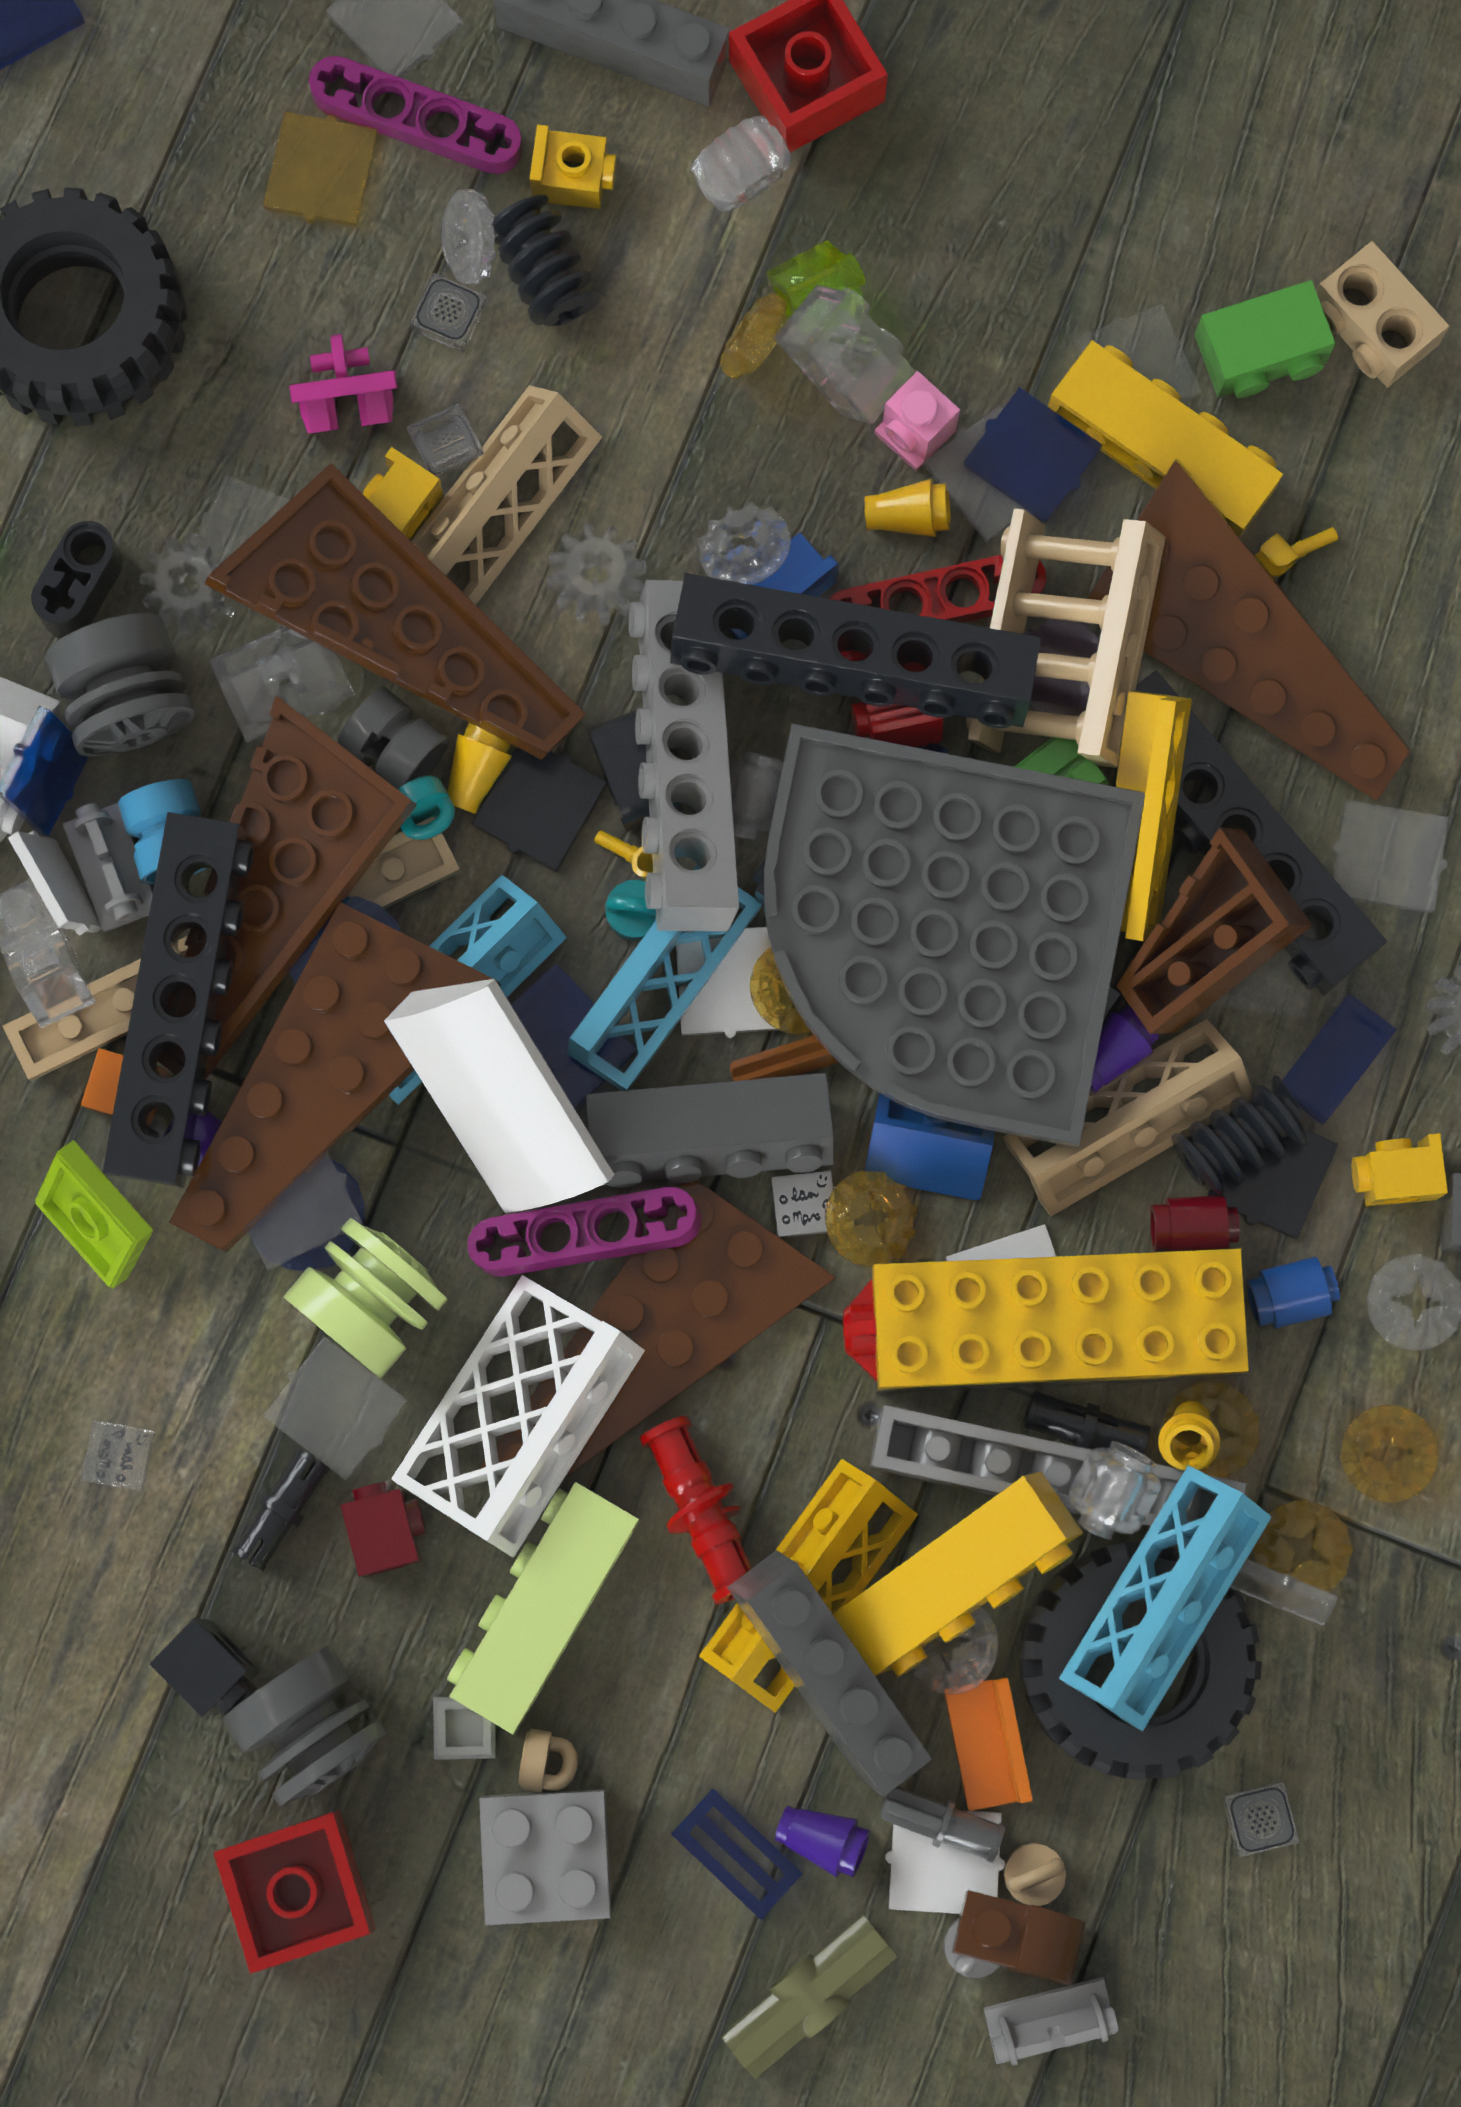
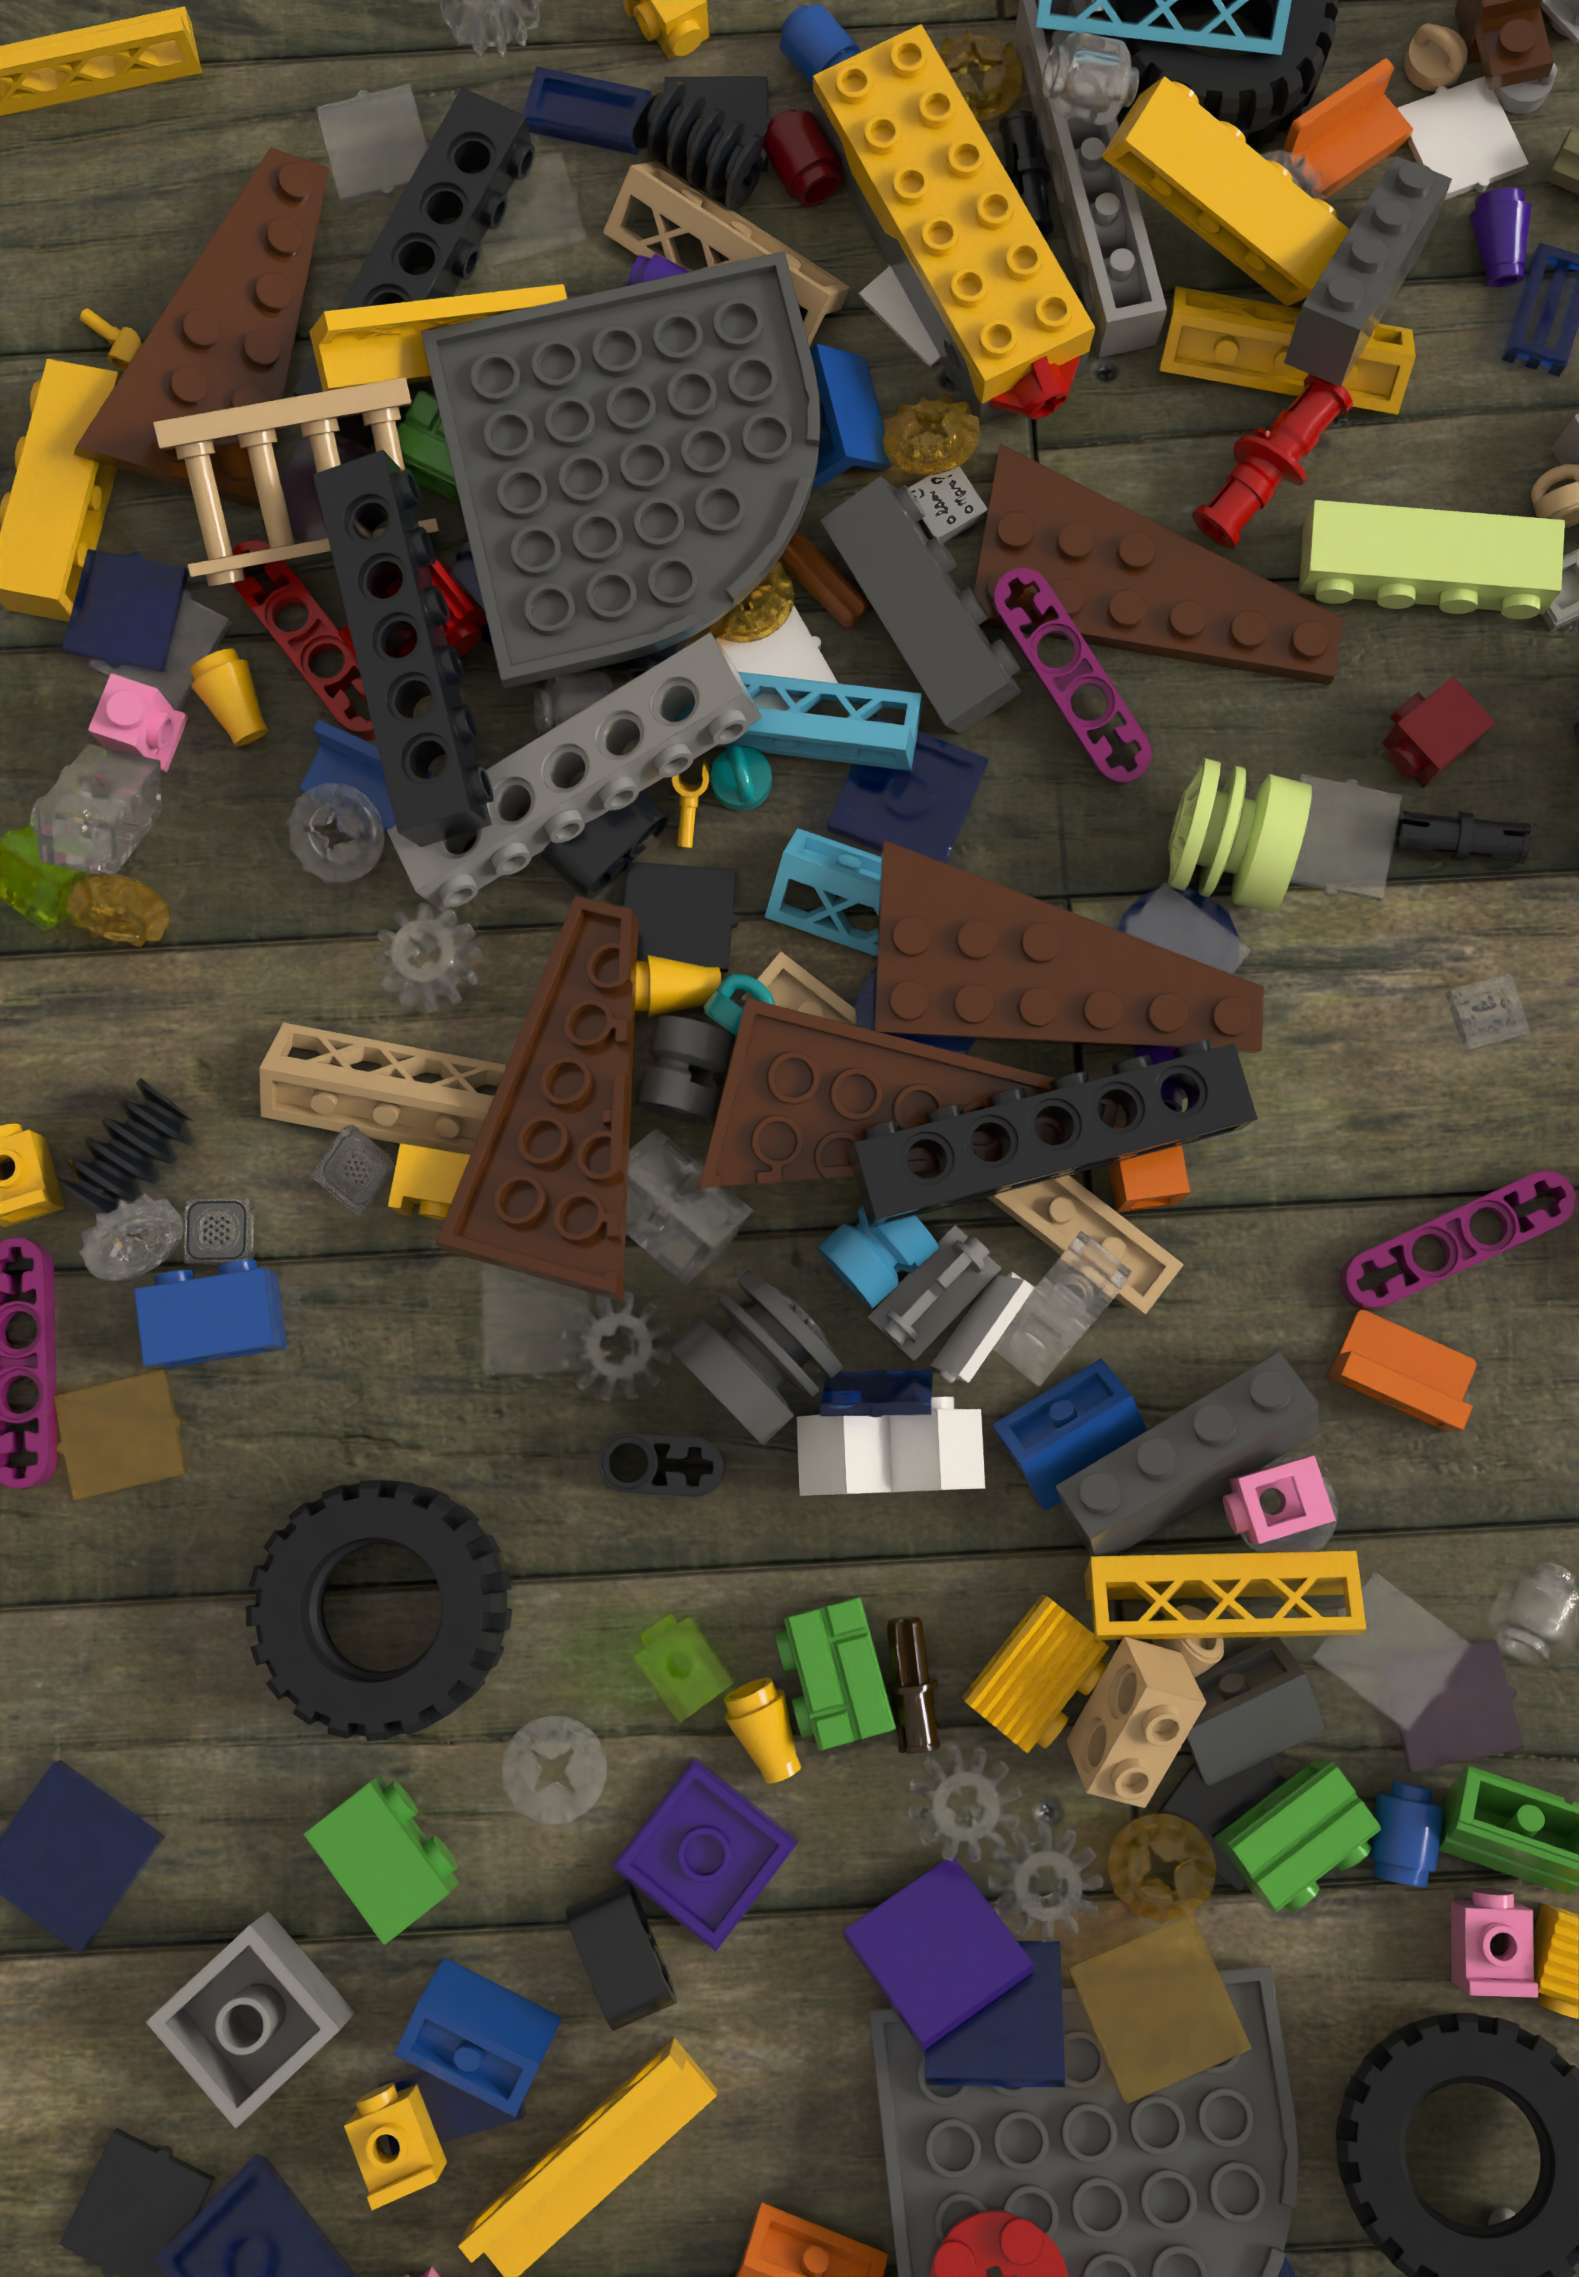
camera: 110 degrees left, 0 degrees up
(93, 1215) = (1288, 1128): lime plate -> none
(318, 397) = (332, 1268): dark pink hips -> none
(376, 274) = (210, 1316): none -> blue brick
(498, 1094) = (993, 784): white slope -> none
(559, 1428) = (1276, 606): white fence -> none
(943, 1823) = (1436, 131): dark grey axle -> none
(1189, 1437) = (1003, 53): yellow cone -> none
(1213, 937) = (529, 223): reddish brown wedge -> none

